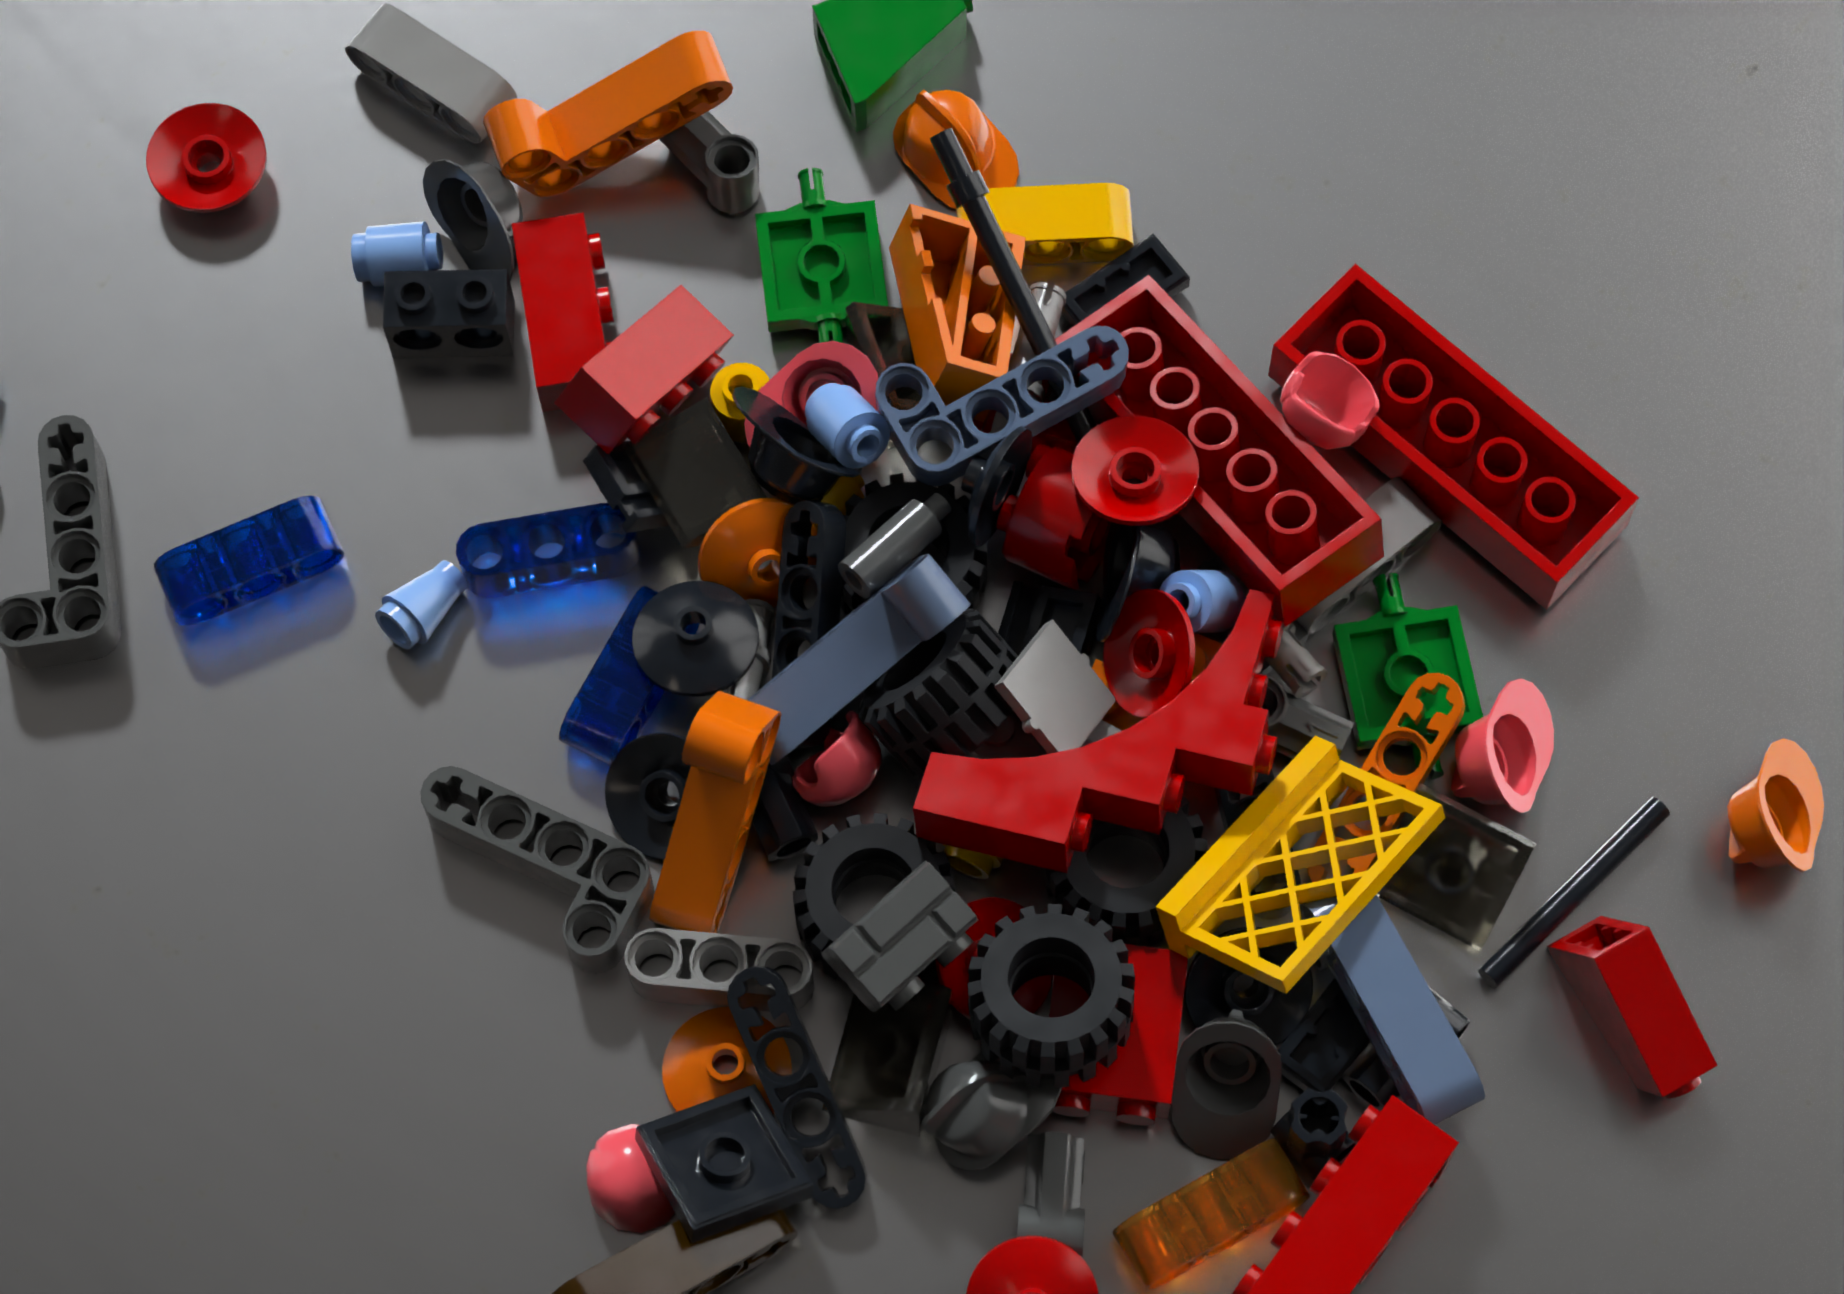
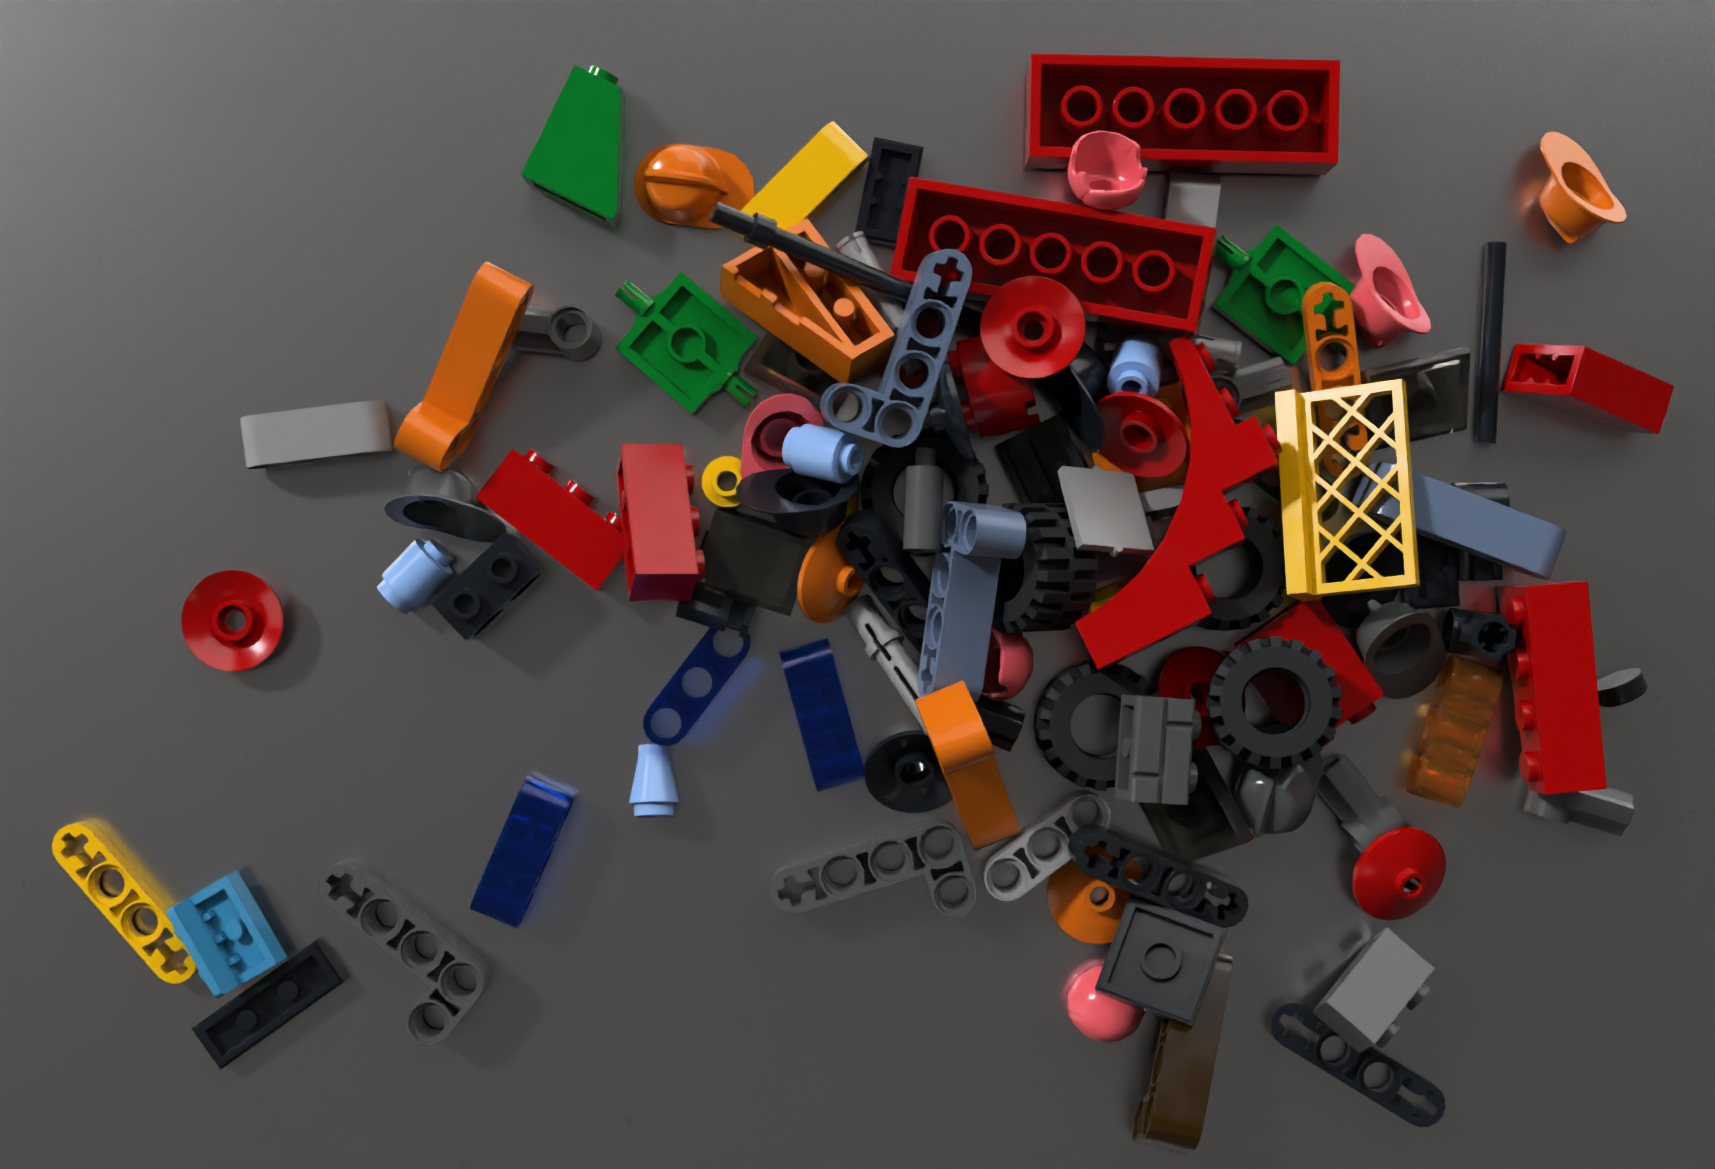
camera: 45 degrees left, 20 degrees up
(701, 661) = (874, 670): black dish -> none

